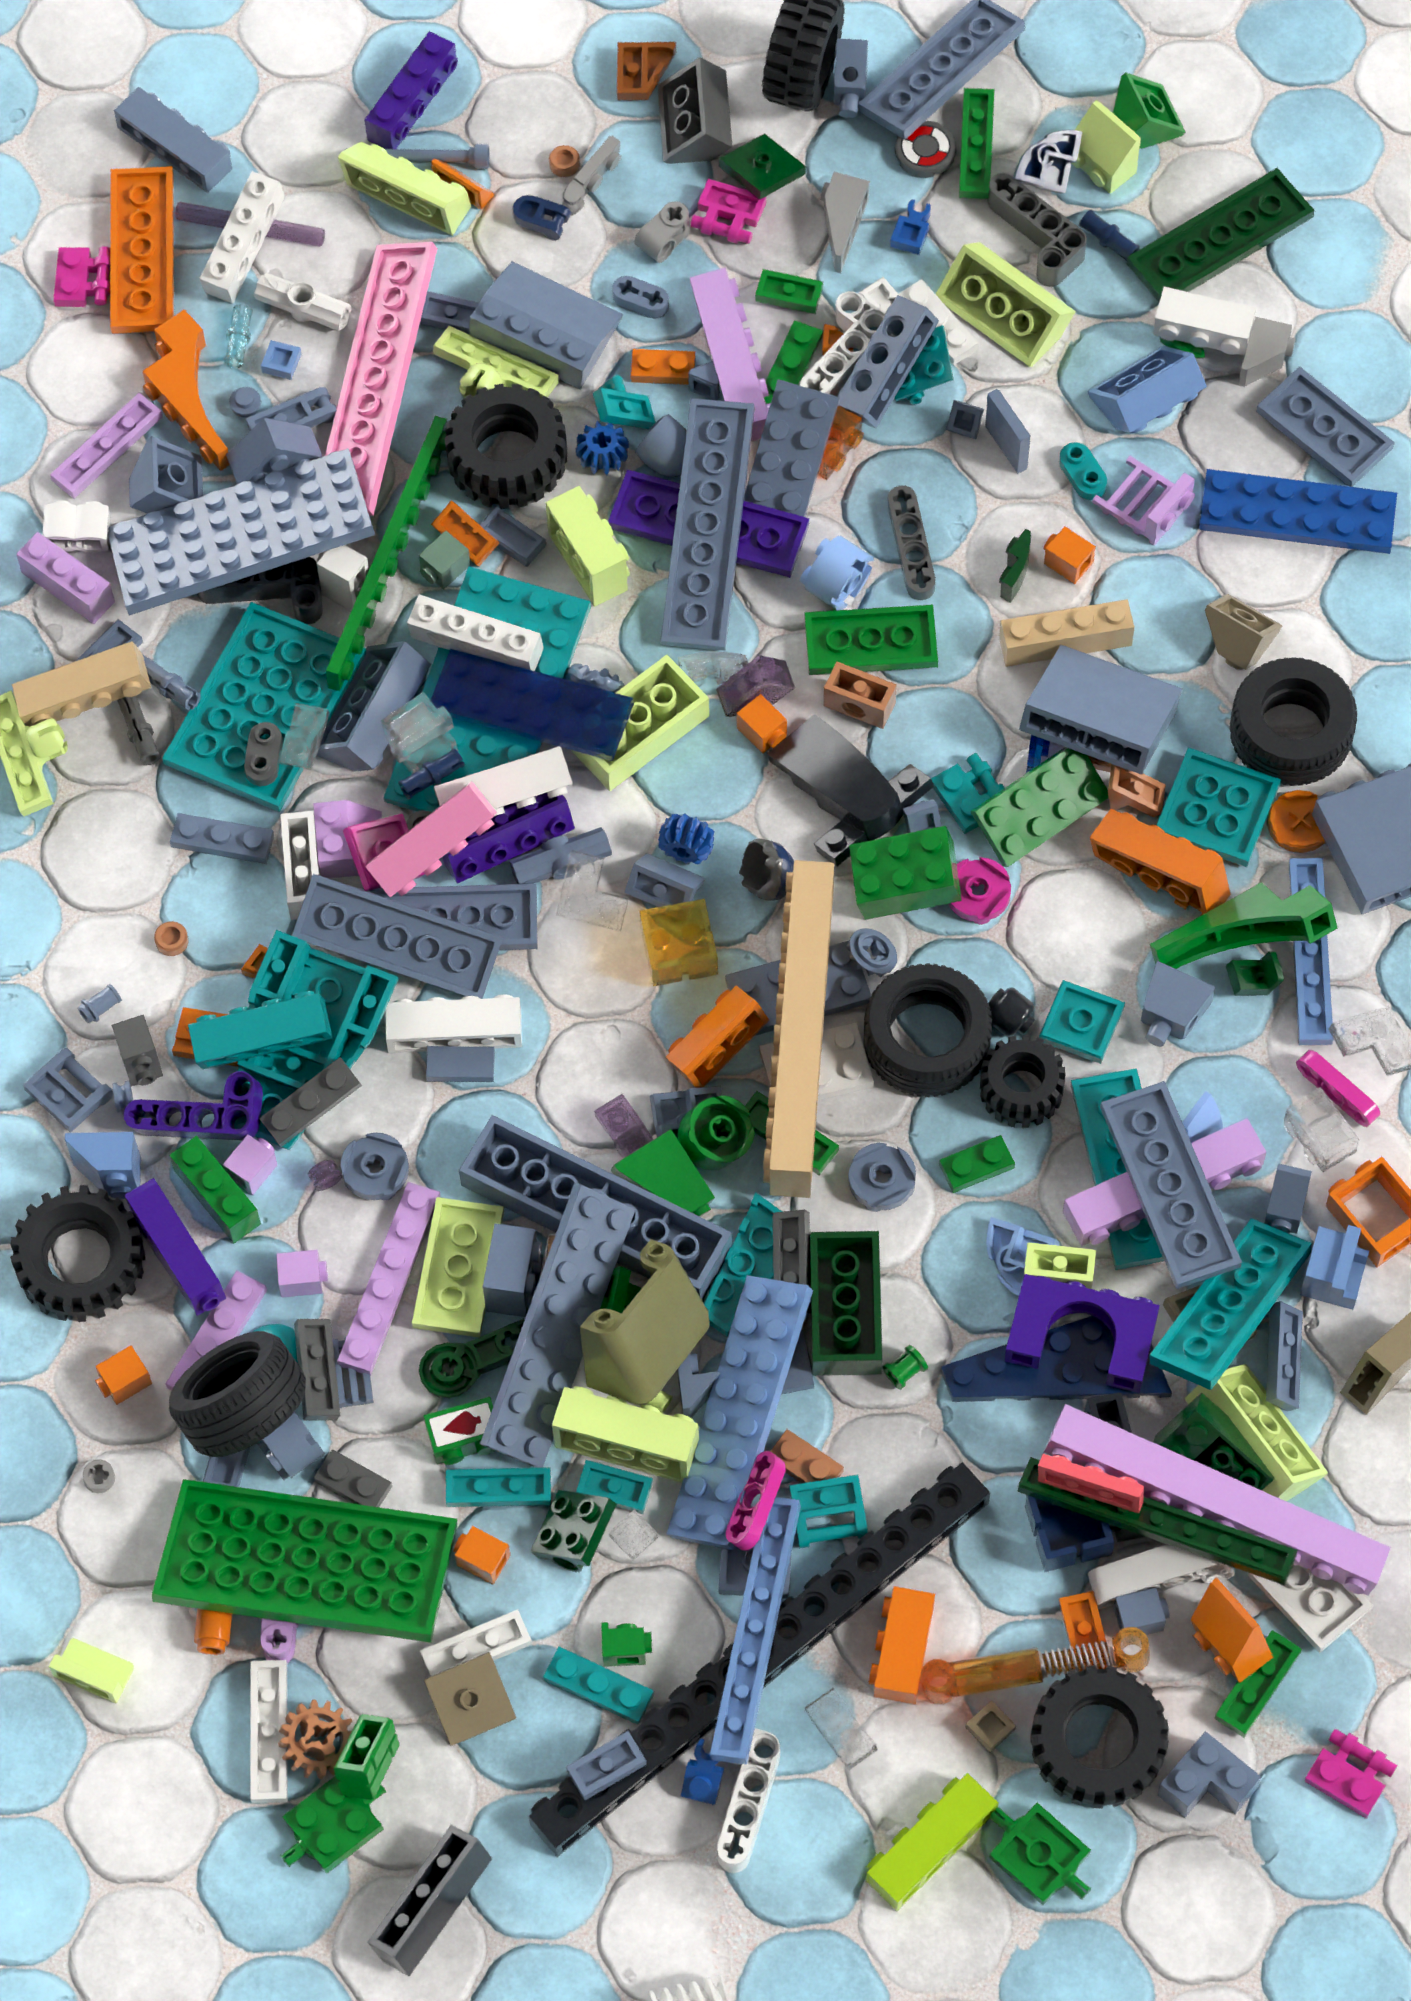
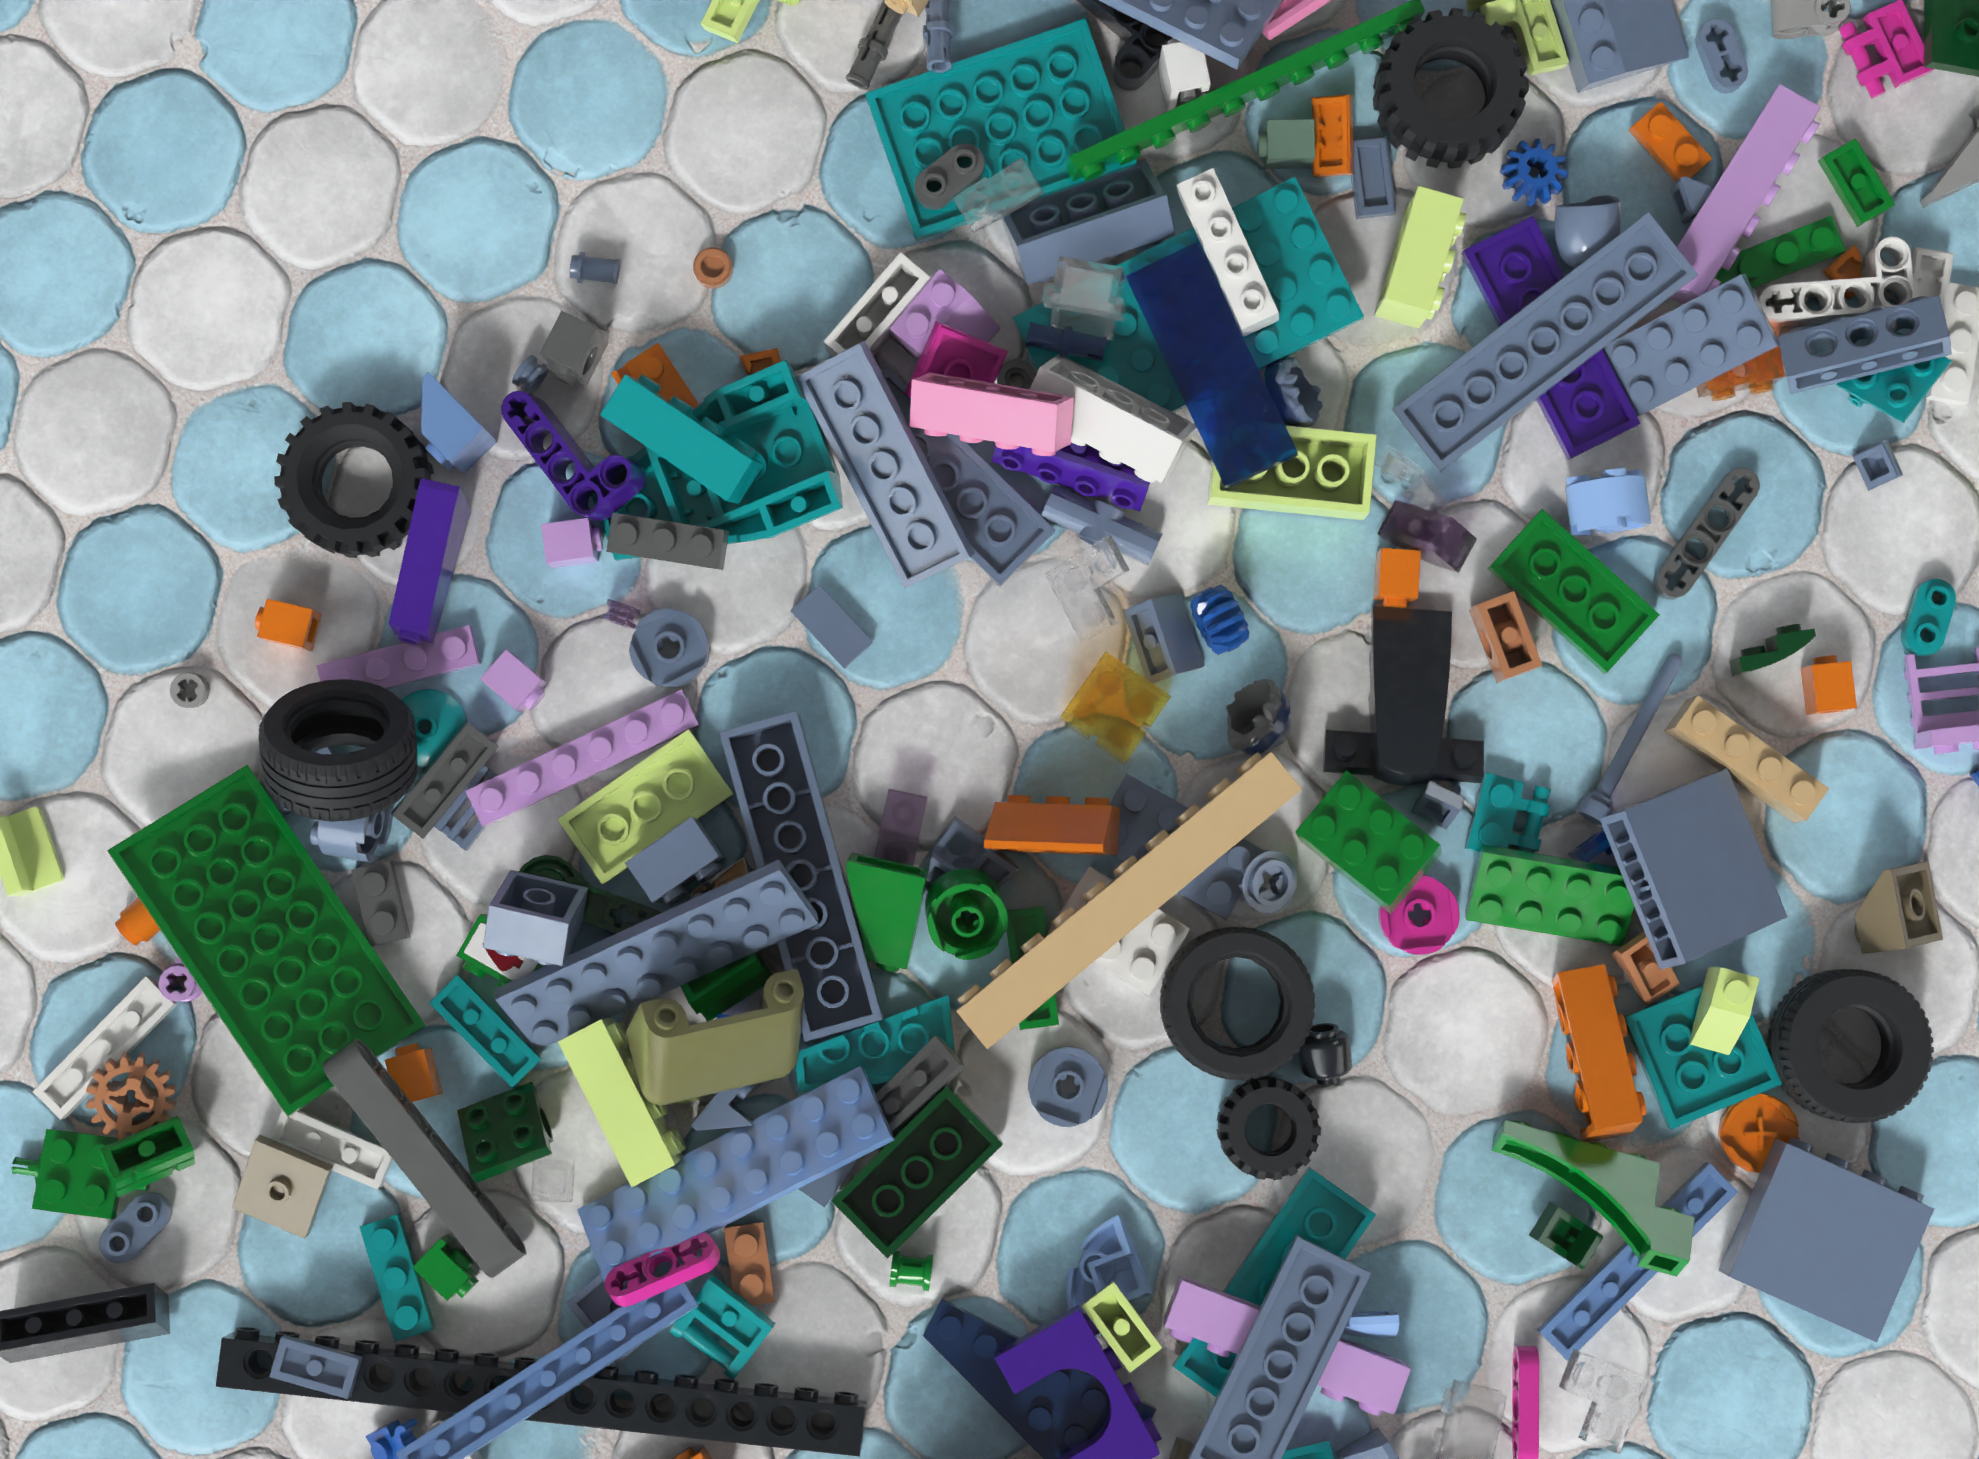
camera: 45 degrees right, 20 degrees up
(60, 1097) = (481, 321): sand blue plate -> none
(215, 1189) = (518, 536): green brick -> none
(222, 838) = (844, 217): sand blue plate -> none
(402, 1820) = (134, 1228): none -> sand blue plate
(453, 1023) = (858, 587): white brick -> none
(462, 1374) = (535, 918): none -> sand blue brick
(541, 1584) = (424, 1157): none -> dark grey beam
(621, 1486) = (576, 1126): teal plate -> none
(622, 407) = (1589, 150): teal plate -> none
(977, 1164) = (1158, 1154): green plate -> none
(1007, 430) = (1900, 518): sand blue tile -> none
(1011, 737) = (1598, 803): none -> sand blue piece
(1081, 1021) = (1377, 1122): teal plate -> none
(1174, 1004) = (1468, 1188): sand blue torso -> none
(1201, 766) = (1723, 1009): none -> yellowish green slope

